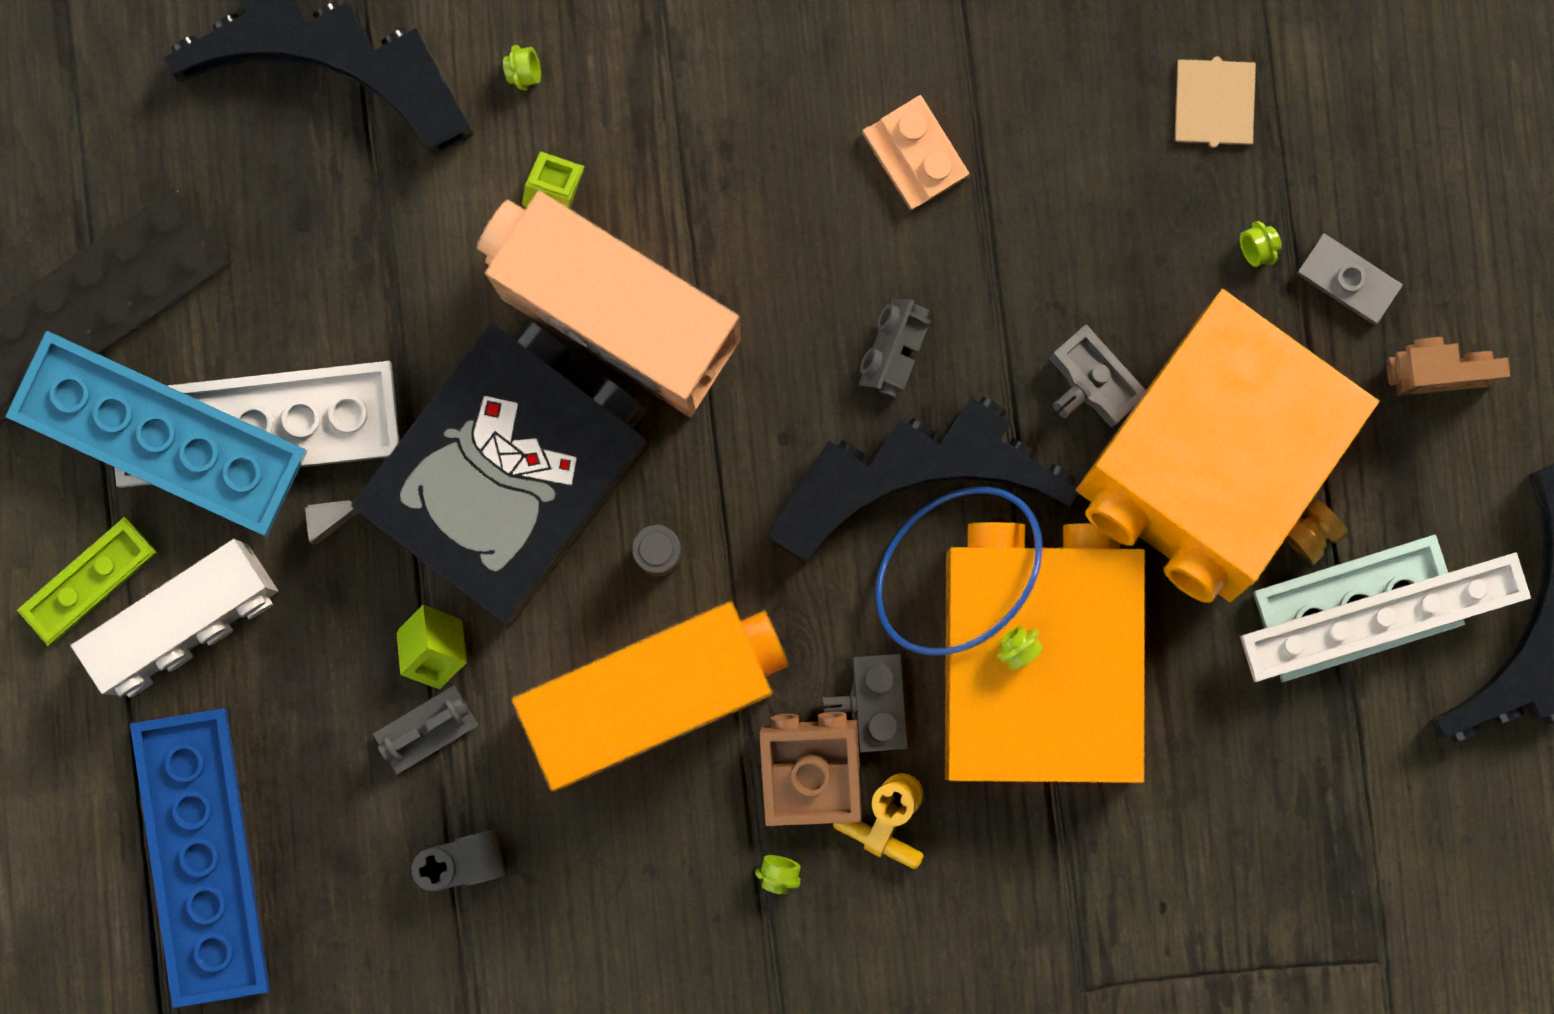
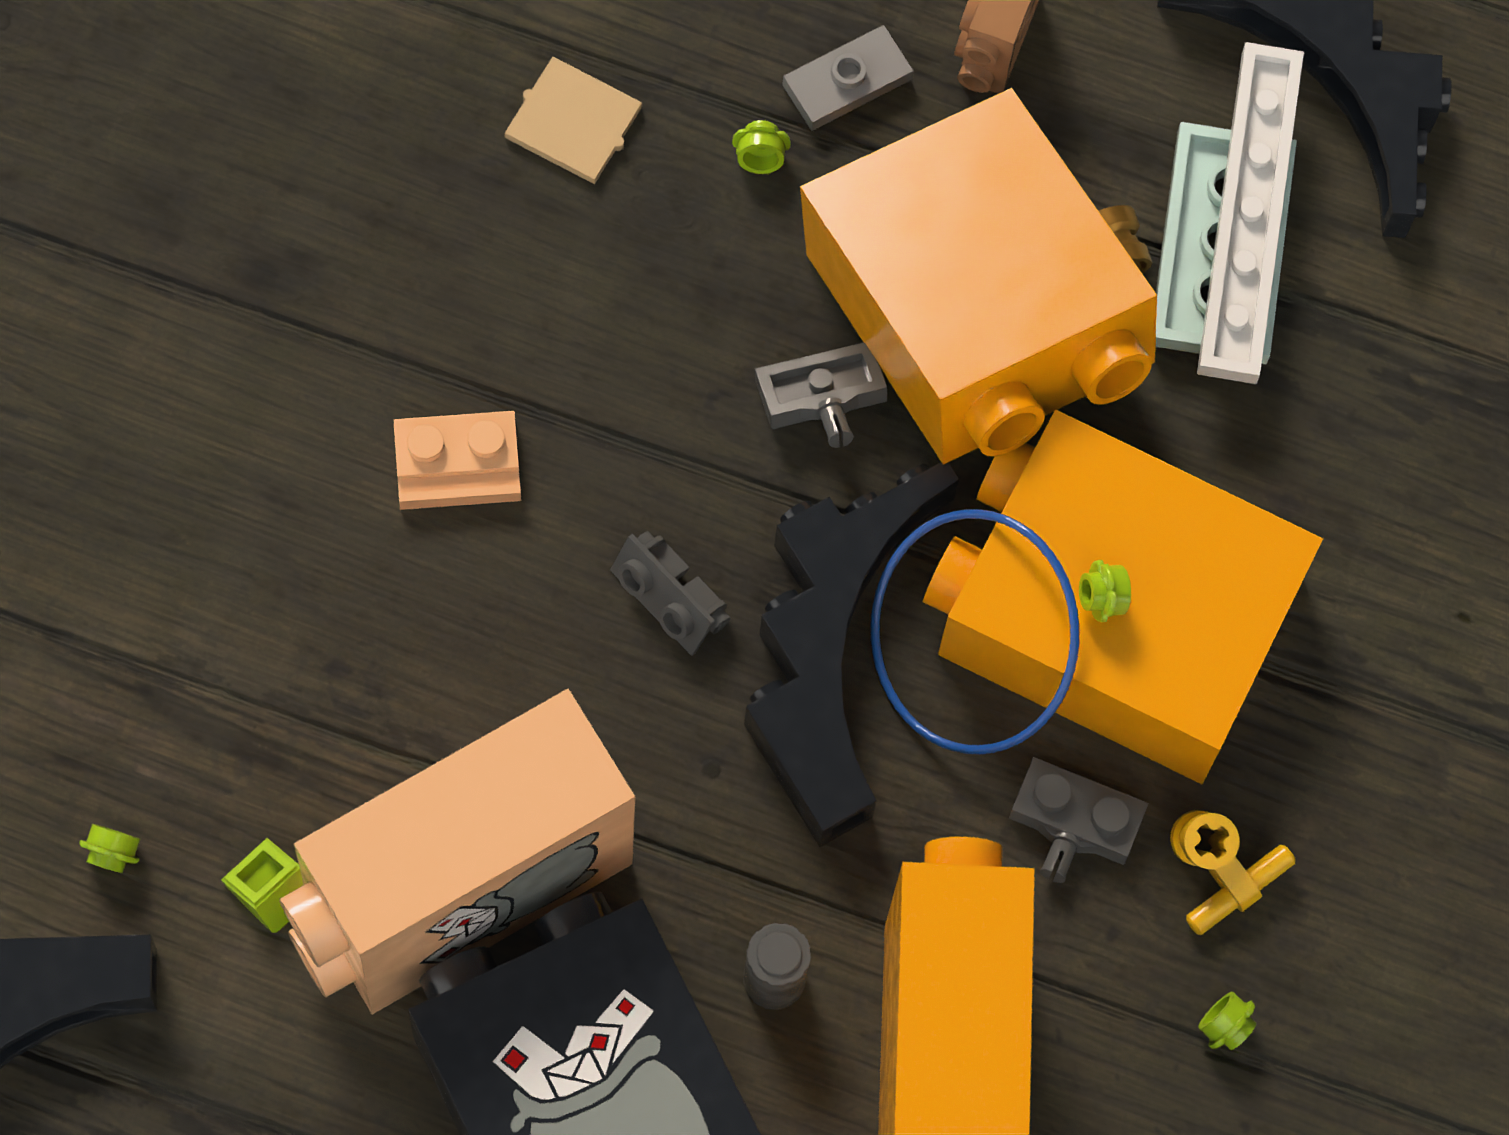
camera: 70 degrees left, 15 degrees down
(810, 770) = (1123, 920): medium nougat plate -> none

